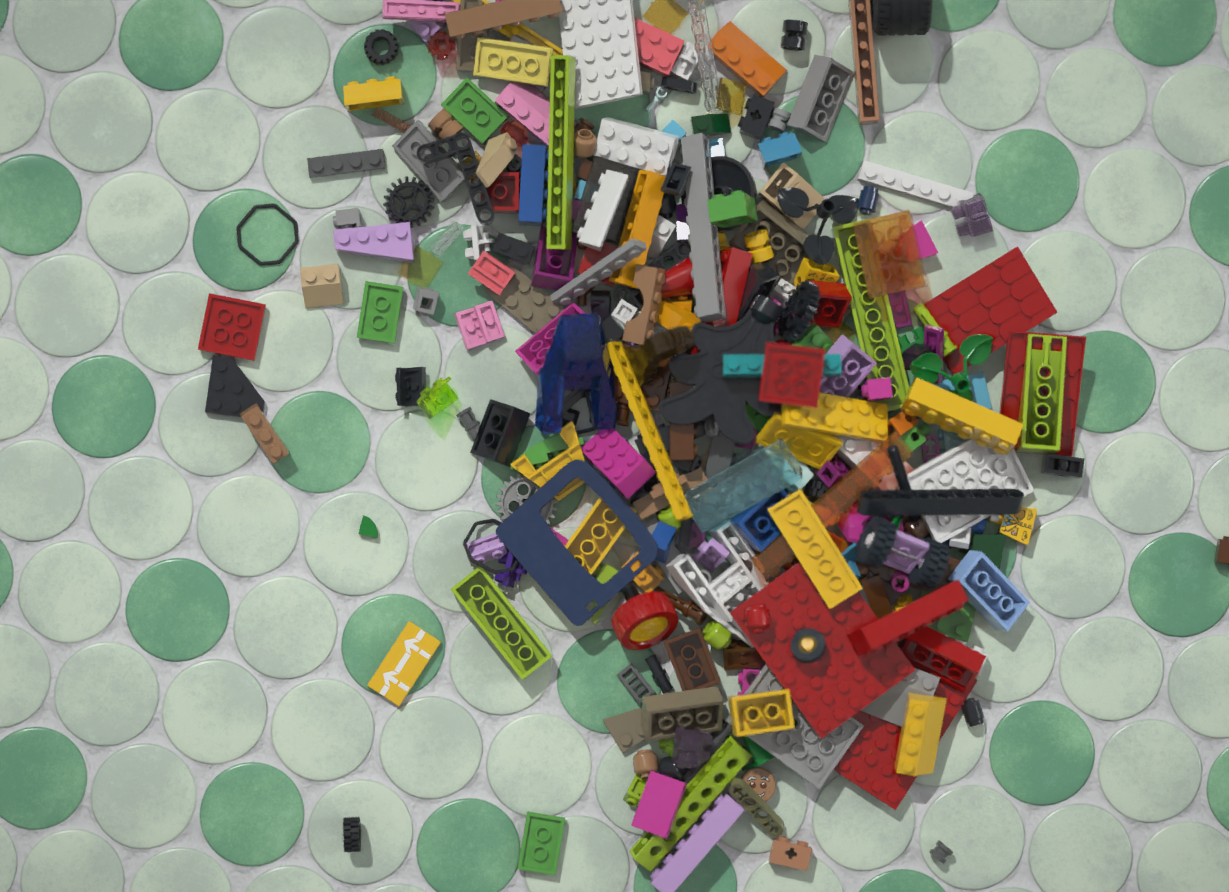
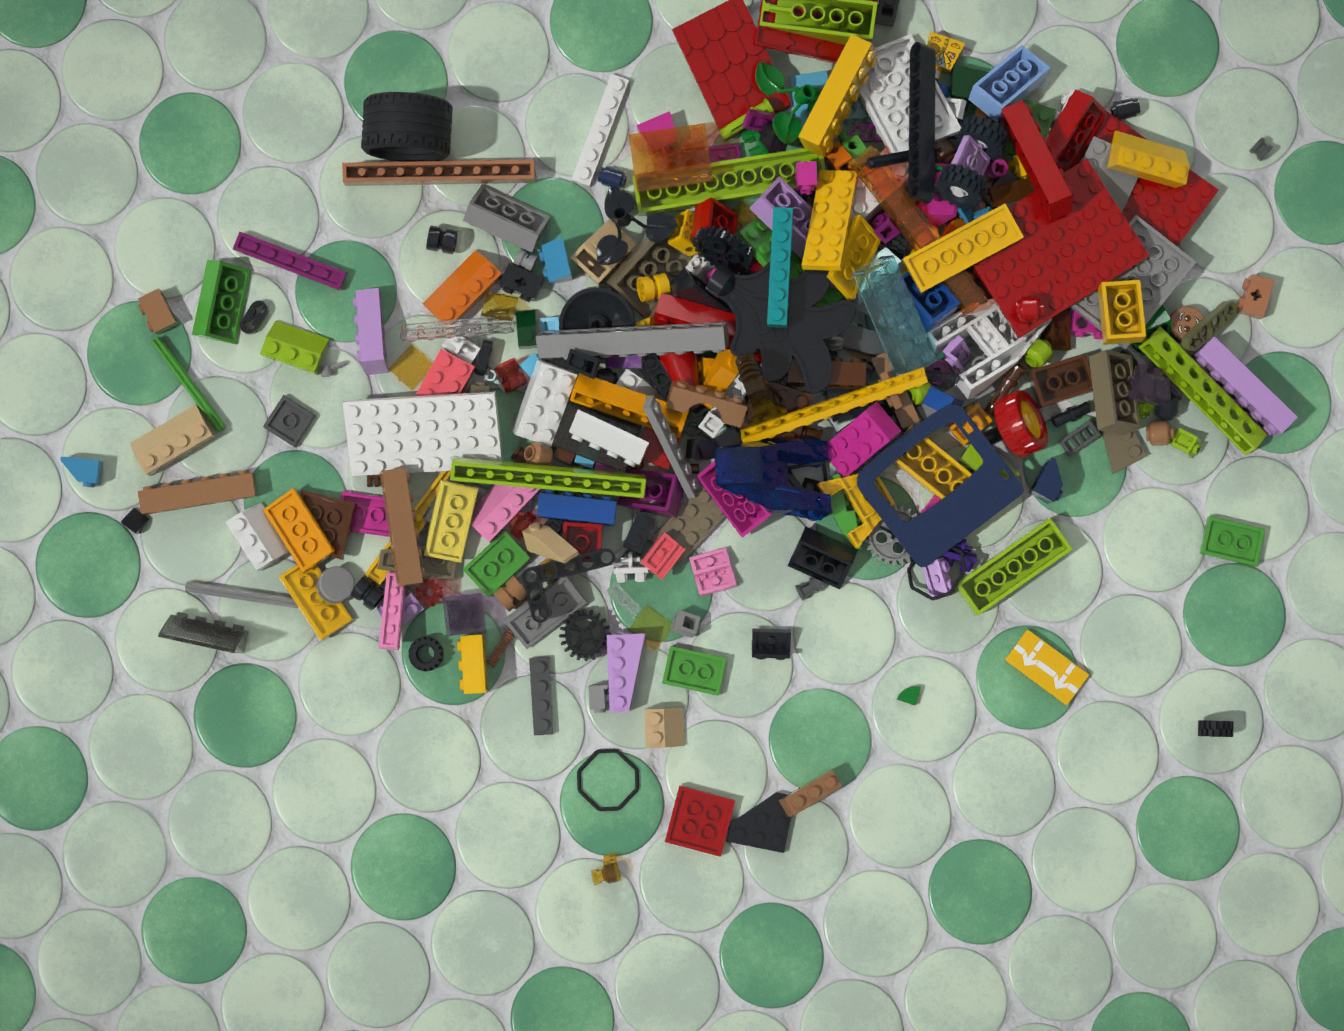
camera: 85 degrees left, 0 degrees up
(177, 242) = (609, 873): none -> clear yellow piece
(421, 81) = (464, 614): none -> clear purple brick
(437, 398) = (786, 618): clear neon green bracket -> none
(586, 652) = (1048, 483): none -> dark blue slope
(659, 804) = (1203, 421): dark pink tile -> none
(662, 112) = (510, 374): none -> clear red wheel
(732, 209) = (617, 309): bright green brick -> none
(791, 374) = (792, 256): red plate -> none
(808, 645) = (1059, 260): black wheel -> none
(975, 216) = (634, 73): clear purple hips -> none

